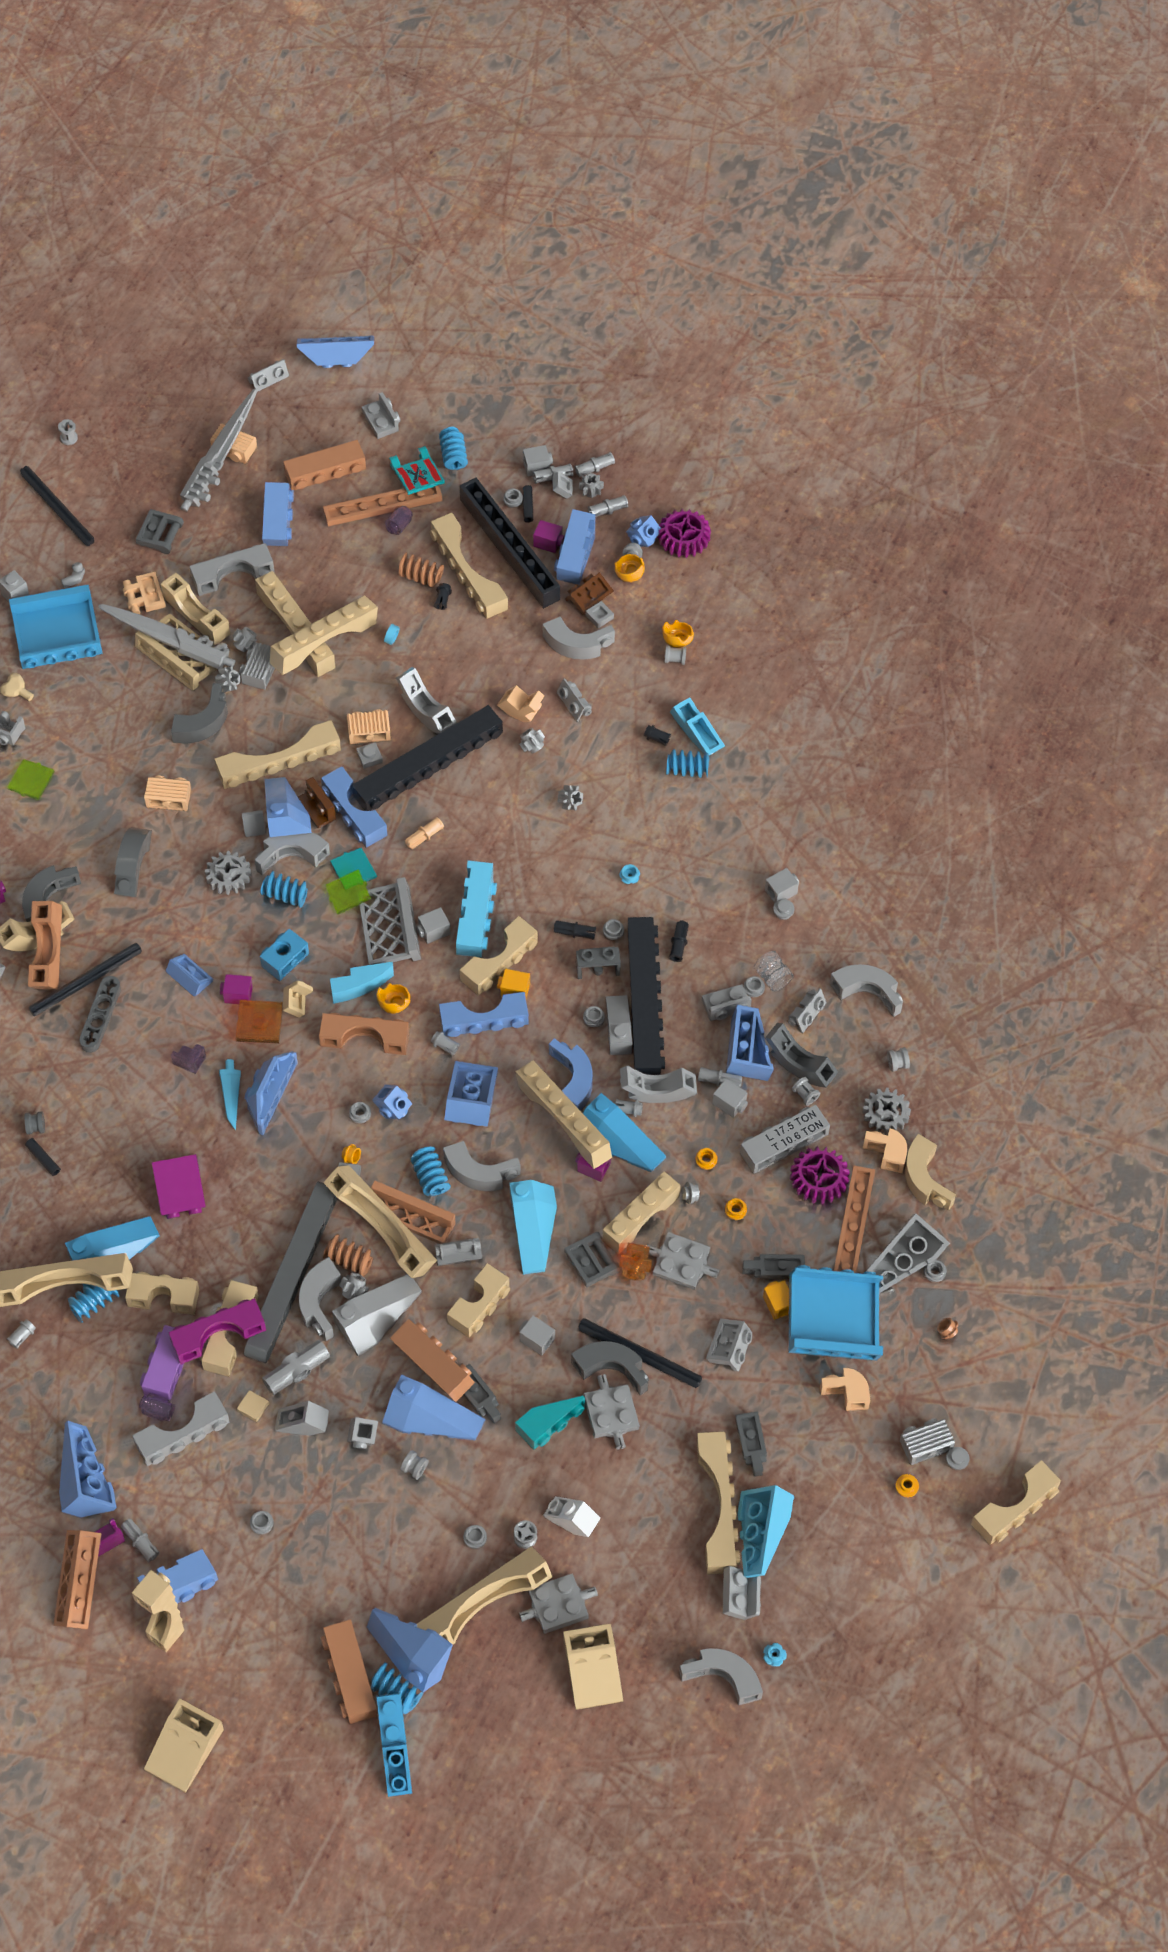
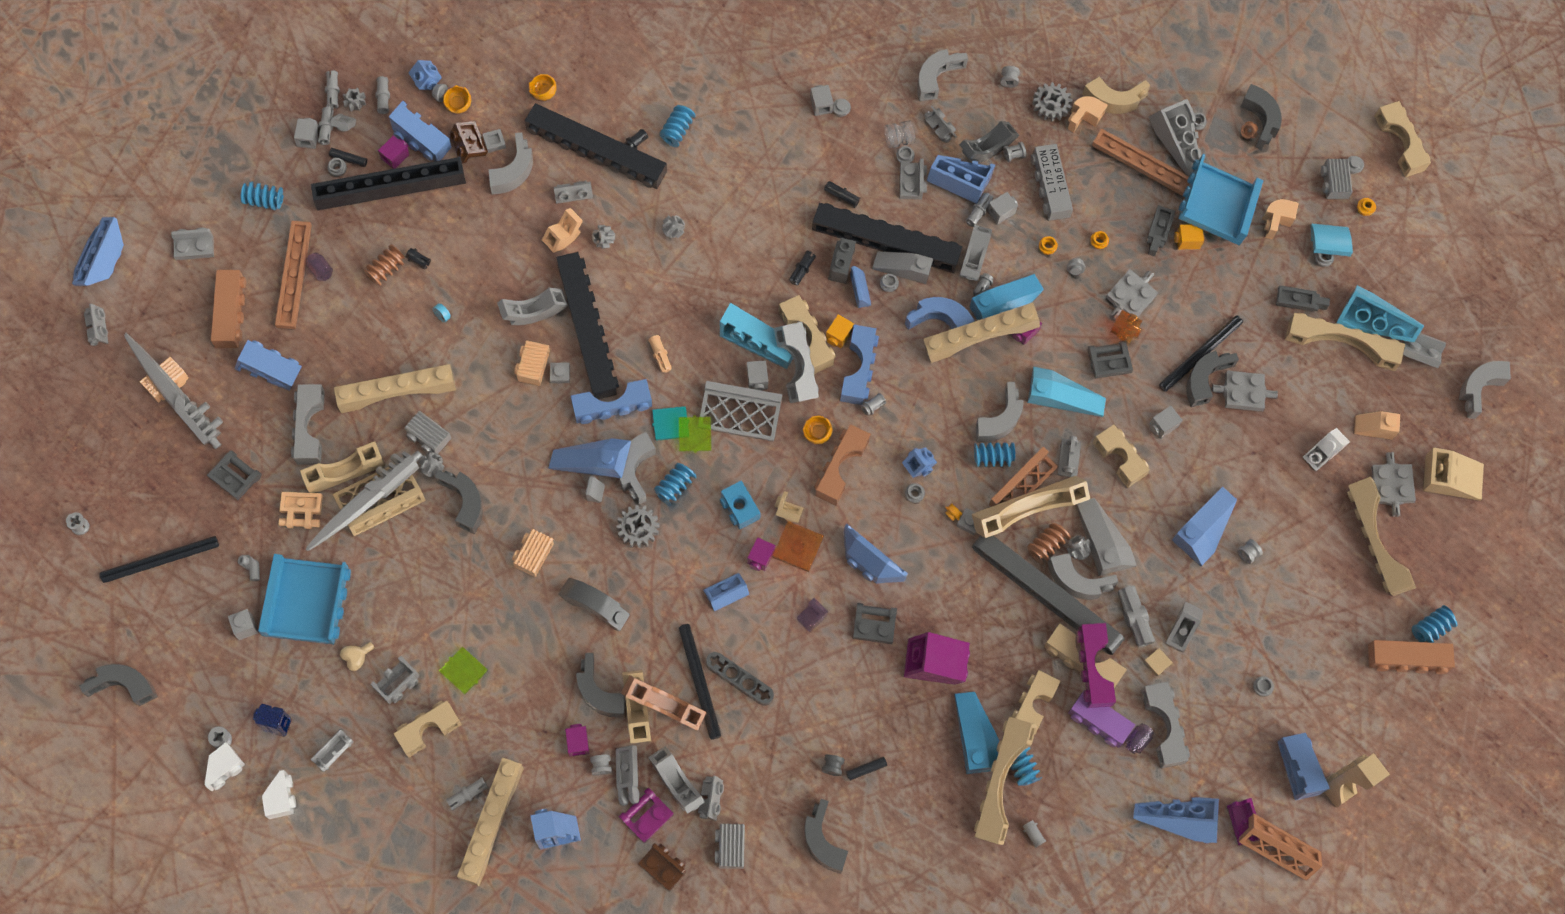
camera: 75 degrees left, 10 degrees up
(140, 1540) = (1253, 787): light grey axle -> none
(183, 1745) = (1441, 802): tan slope -> none
(194, 1120) = (874, 630): none -> dark grey plate
(230, 1086) = (852, 590): medium azure bar -> none
(241, 768) = (531, 483): tan arch -> none
(244, 639) = (394, 436): light grey gear -> none
(295, 648) = (425, 366): tan arch -> none
(317, 804) = (597, 429): reddish brown bracket -> none
(361, 981) = (790, 453): medium azure slope -> none
(362, 1432) = (1213, 581): light grey brick -> none
(394, 1744) = (1481, 642): dark azure slope -> none
(414, 1651) = (1418, 600): medium blue wedge -> none
(417, 474) = (276, 234): teal flag -> none
(432, 1359) = (1168, 506): nougat brick -> none
(471, 1093) = (930, 399): medium blue slope -> none
(475, 1536) = (1321, 526): light grey plate -> none
(477, 932) = (803, 384): none -> light grey arch
(482, 1397) = (1200, 484): dark grey hinge -> none
(486, 593) = (435, 221): tan arch -> none
(526, 1529) = (1334, 484): light grey wheel -> none
(544, 1420) = (1242, 444): teal slope -> none
(575, 990) = (860, 287): none -> medium blue slope
(613, 929) = (812, 239): light grey plate -> none
(624, 1567) = (1377, 424): none -> light nougat slope
(626, 1225) = (1093, 322): tan arch -> none
(632, 702) = (596, 146): none -> black brick
(632, 870) = (764, 204): medium azure plate -> none
(675, 654) = (562, 97): light grey bush -> none
(684, 533) = (438, 39): magenta gear -> none
(697, 727) = (641, 107): medium azure slope -> none
(730, 1343) = (1215, 286): light grey bracket -> none
(774, 1660) = (1470, 349): medium azure plate -> none
(803, 1169) = (1098, 178): magenta gear -> none
(819, 1449) = (1330, 258): none -> light grey plate
(843, 1454) = (1331, 240): none -> medium azure slope
(977, 1345) = (1268, 111): none -> dark grey arch

